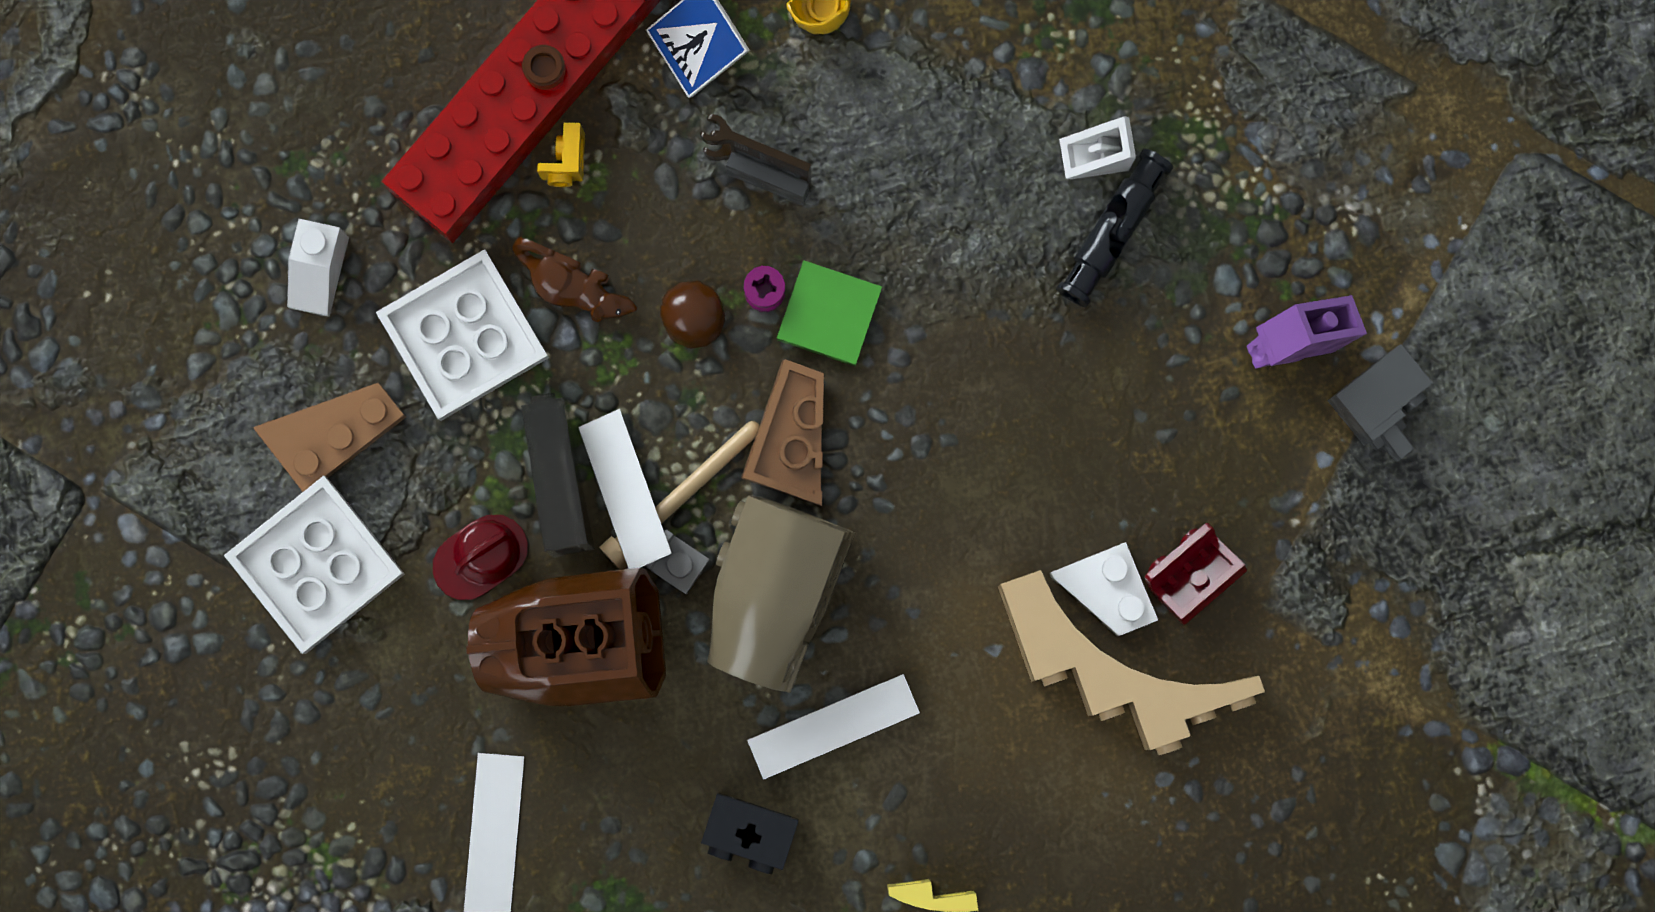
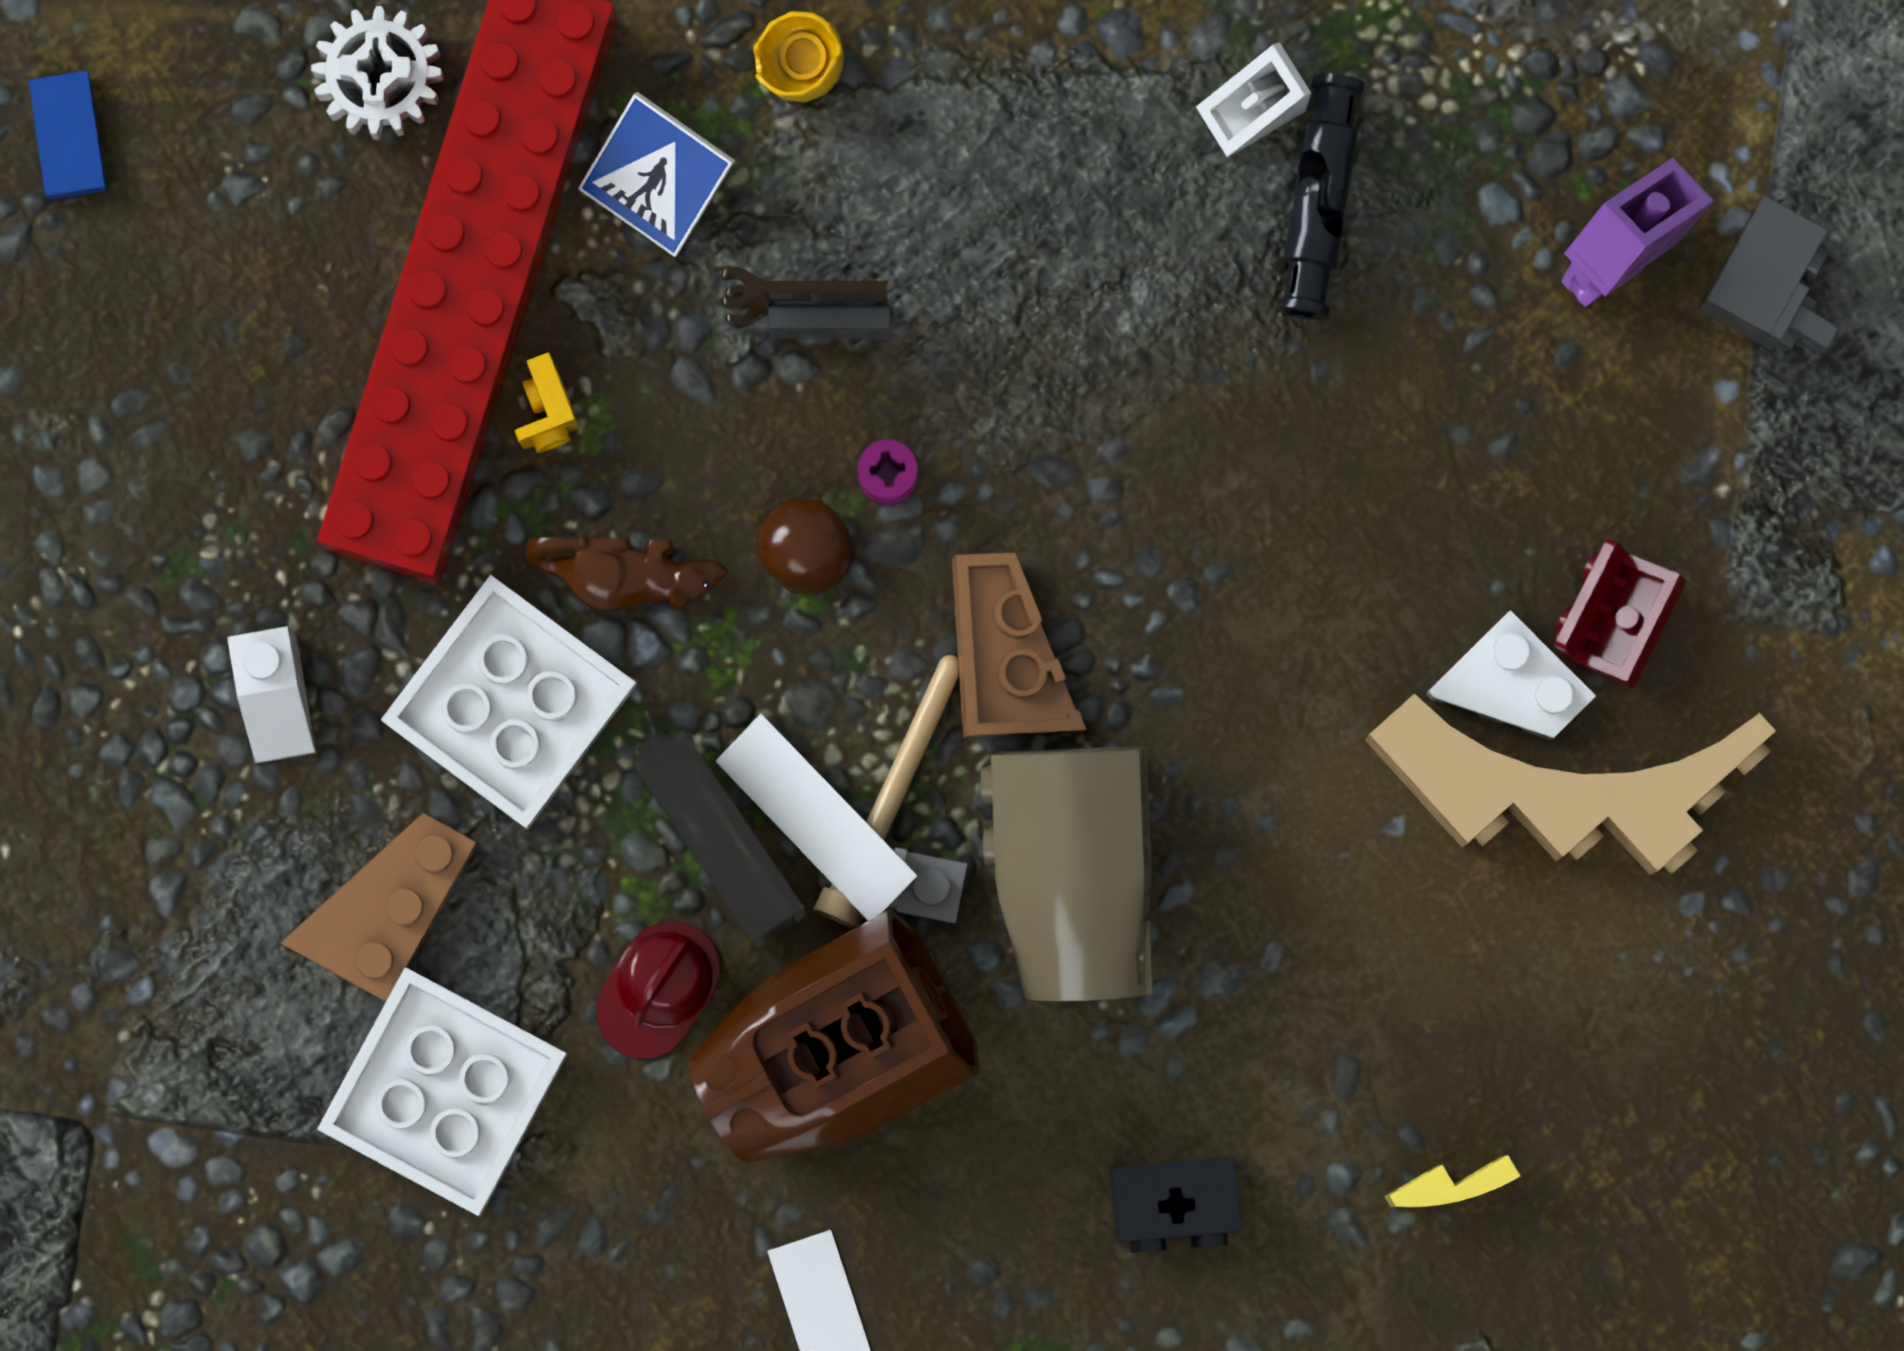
camera: 20 degrees left, 0 degrees up
(544, 67) = (472, 298): reddish brown tile -> none
(829, 313) = (987, 468): bright green tile -> none
(833, 726) = (1225, 1017): white tile -> none

